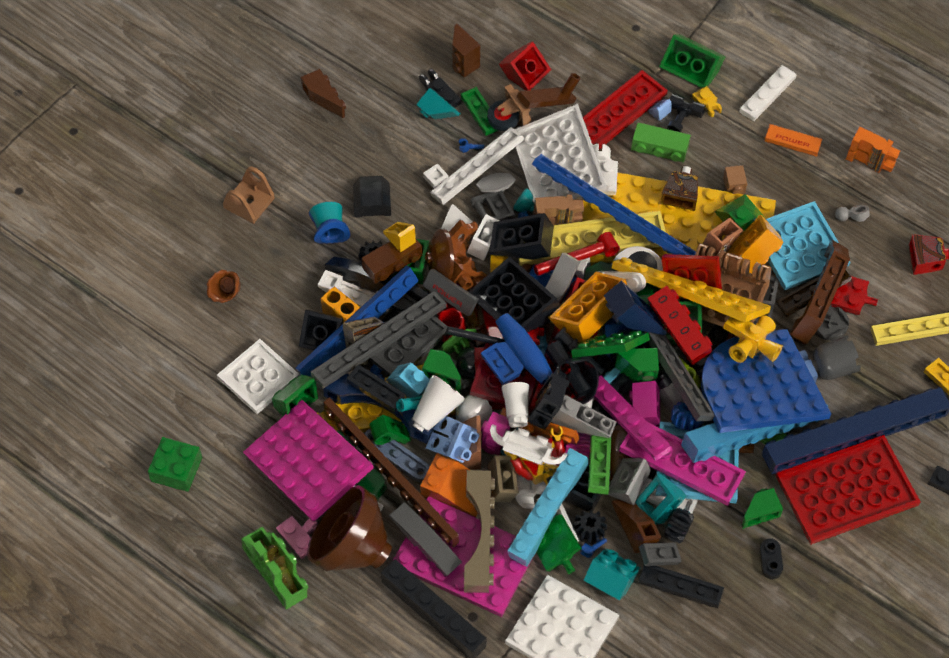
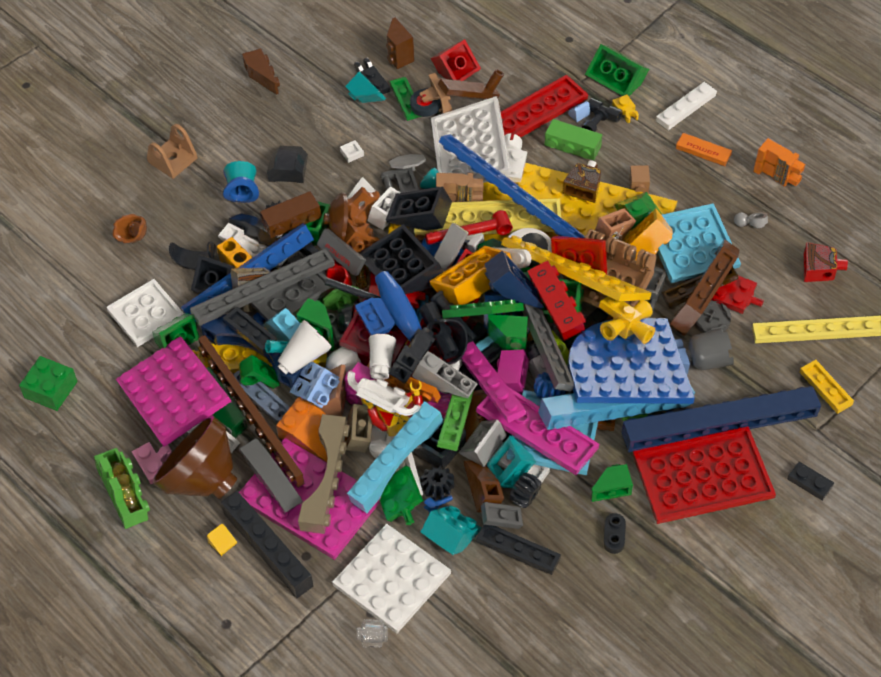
camera: 10 degrees right, 5 degrees down
(293, 312) = (189, 258): none -> black piece
(386, 610) = (221, 539): none -> yellow slope
(401, 235) = (301, 194): yellow slope -> none
(465, 146) = (385, 128): blue hand -> none
(477, 166) = (392, 145): white tile -> none

